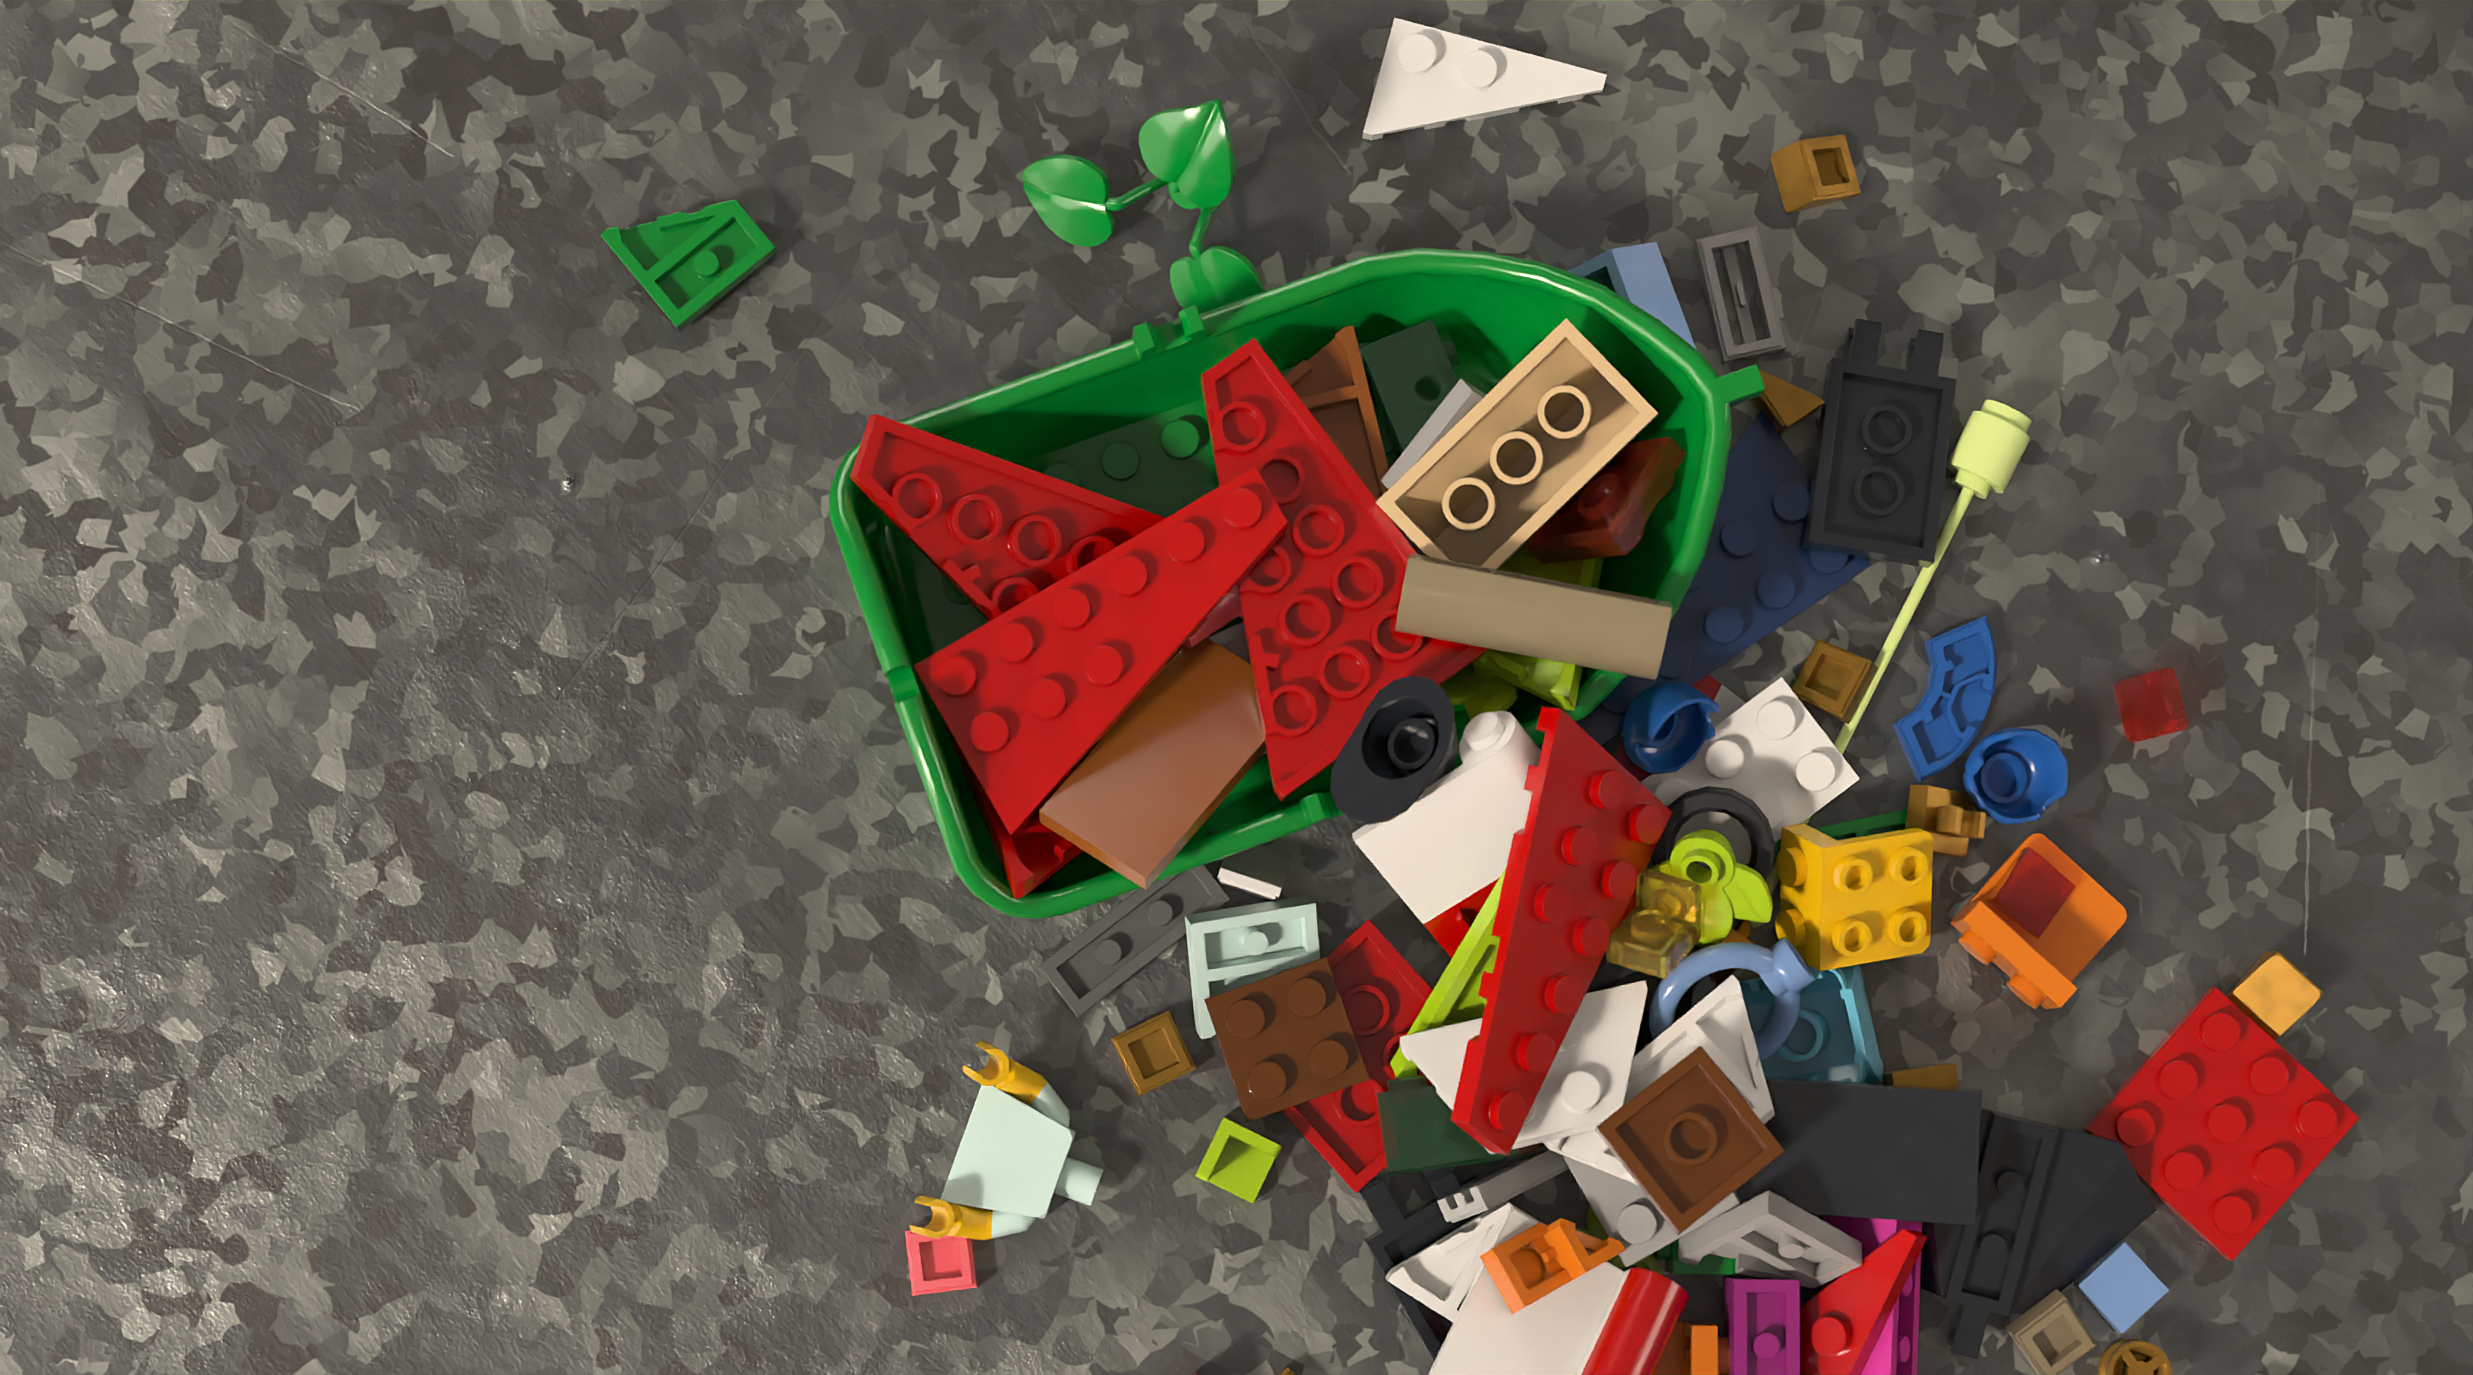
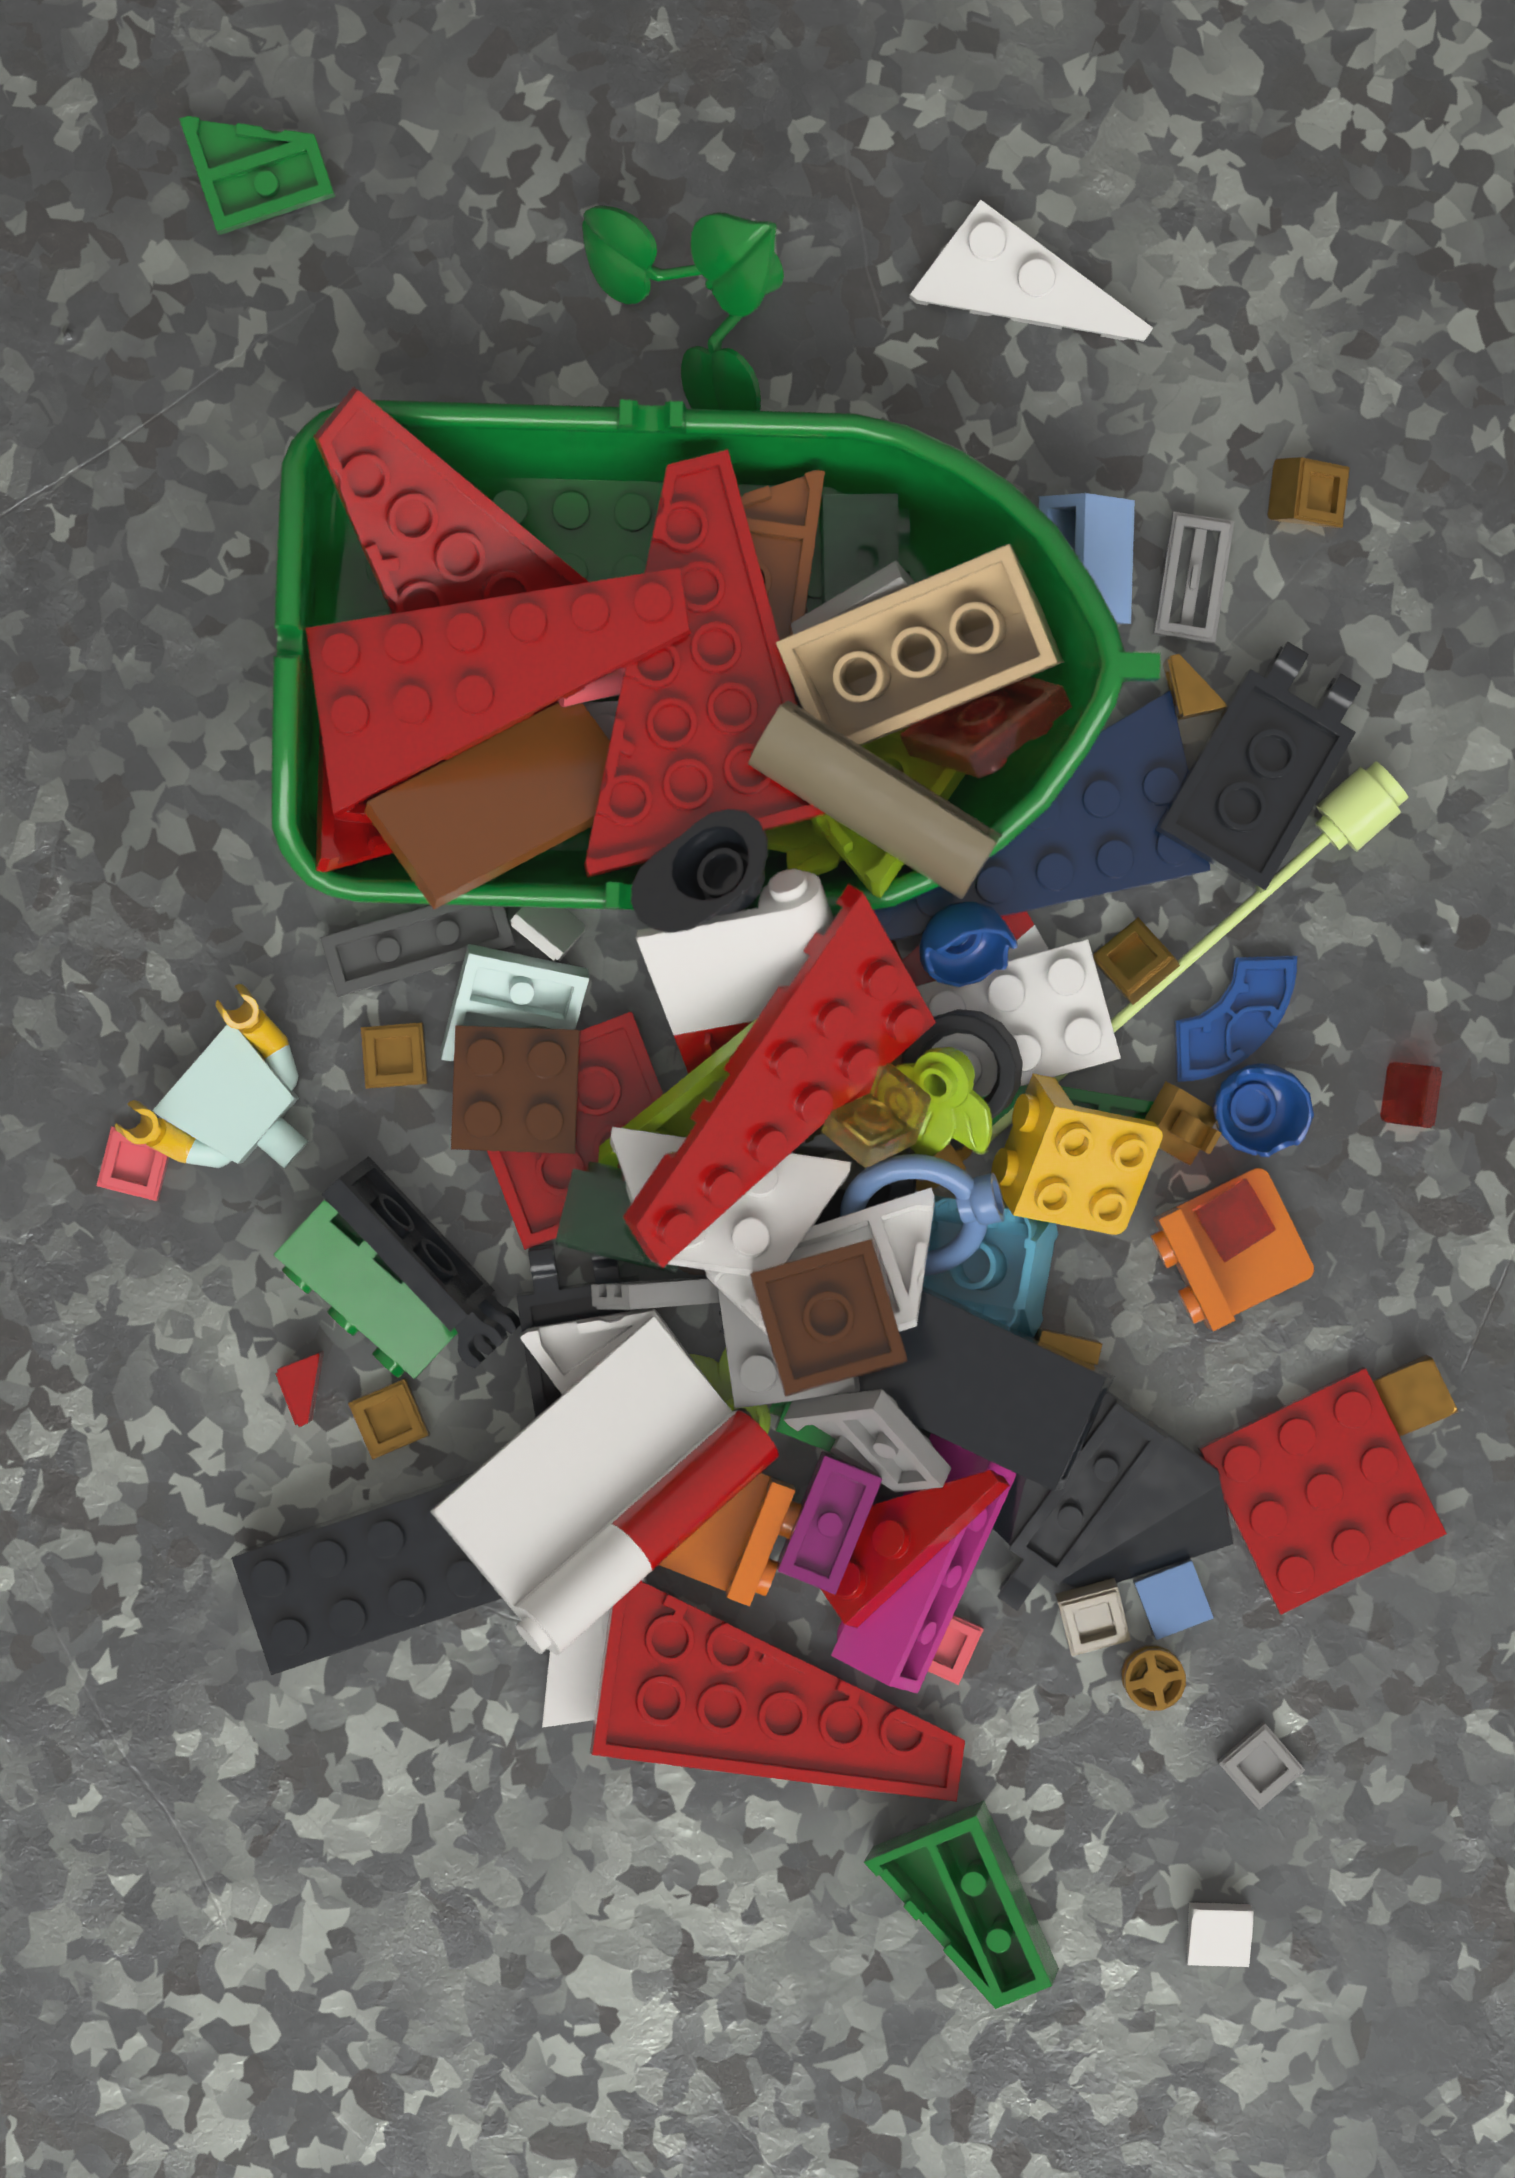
camera: 25 degrees right, 5 degrees up
(1221, 1292) = (363, 1292): none -> wedge
(1238, 1160) = (431, 1179): lime panel -> none
(1263, 1242) = (423, 1259): none -> black tile
(1544, 1261) = (663, 1374): orange slope -> none

